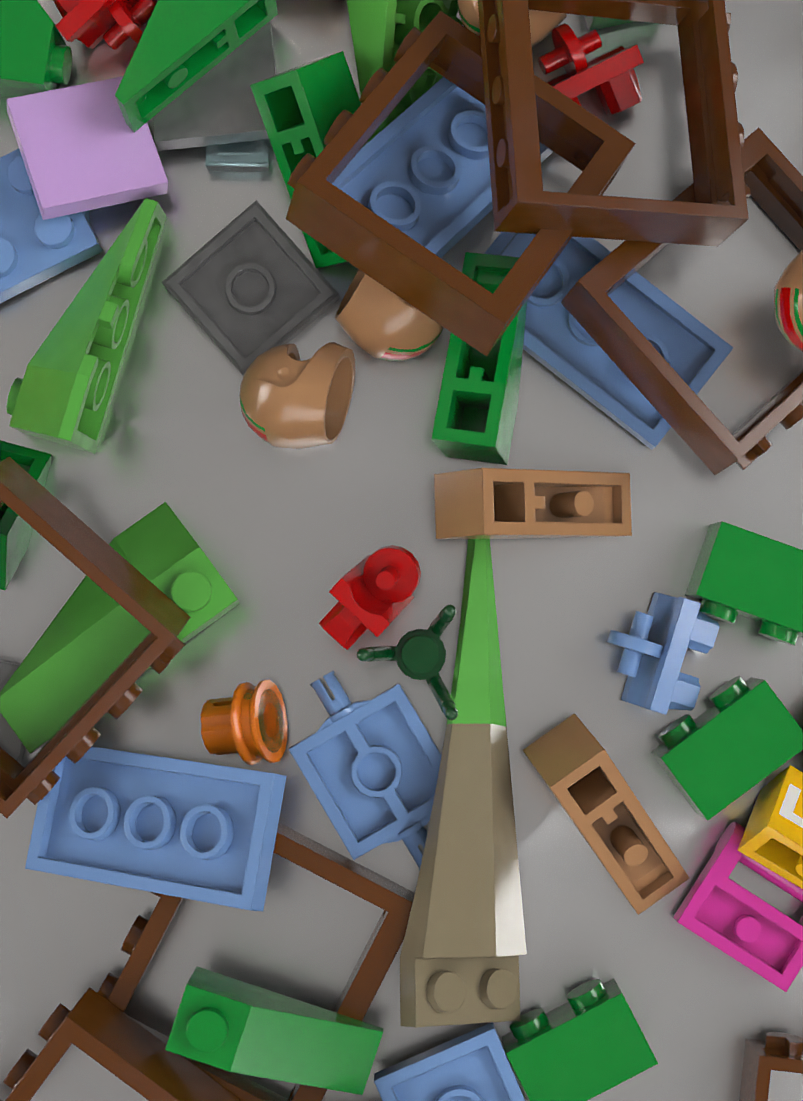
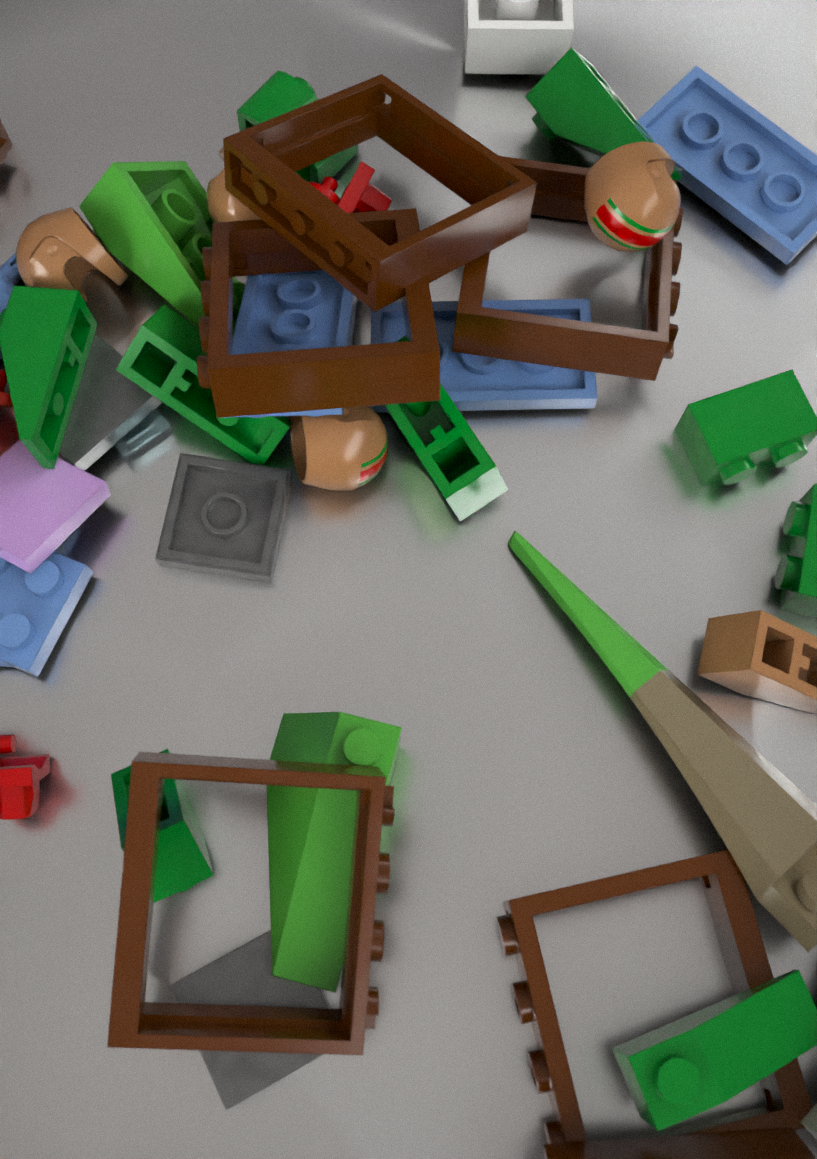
camera: 40 degrees left, 15 degrees down
(79, 362) = (137, 663): bright green wedge -> none
(160, 826) = (489, 955): medium blue plate -> none
(247, 723) = (482, 825): orange piece -> none
(292, 399) = (320, 557): medium nougat helmet -> none
(371, 768) = (606, 781): medium blue plate -> none
(372, 594) = (497, 644): red hips -> none
(421, 656) = (567, 666): dark green plant -> none
(531, 504) = (545, 500): medium nougat slope -> none
(657, 650) = (725, 529): medium blue hips -> none

